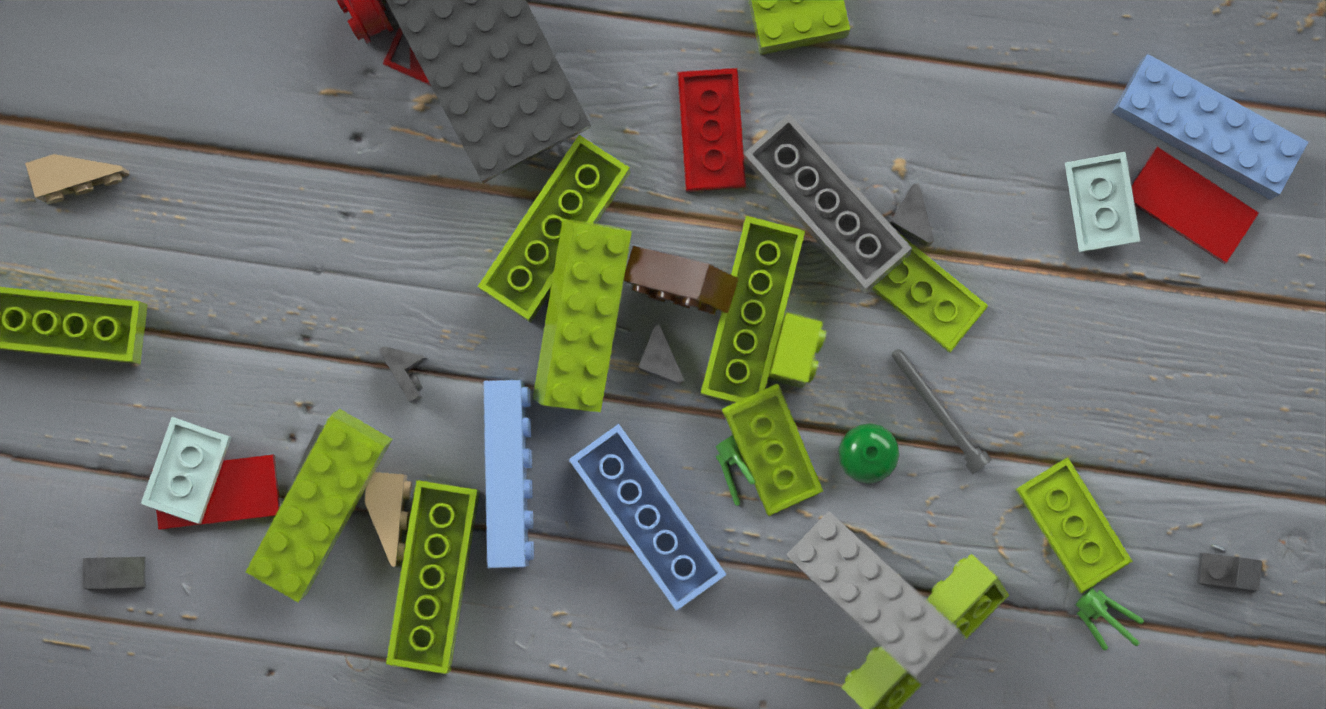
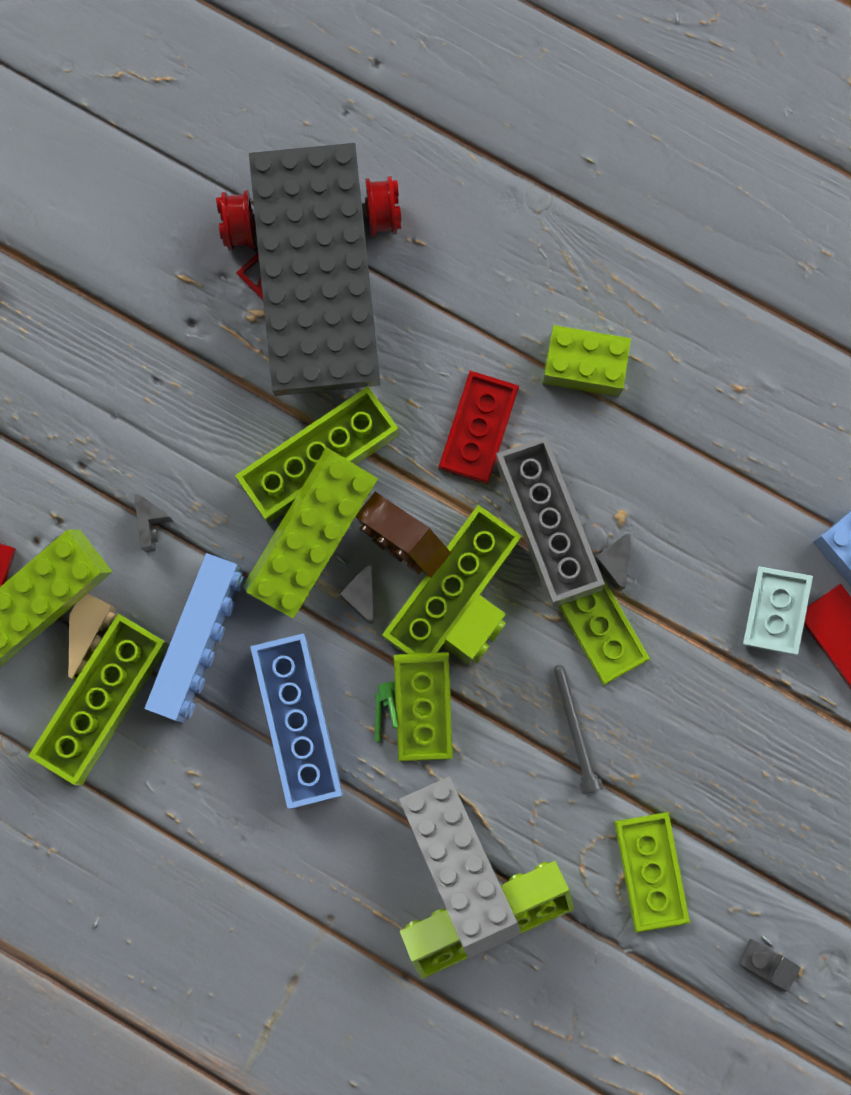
camera: 15 degrees right, 5 degrees down
(868, 453) = (502, 742): green cylinder -> none
(1093, 606) = (642, 946): bright green plant -> none

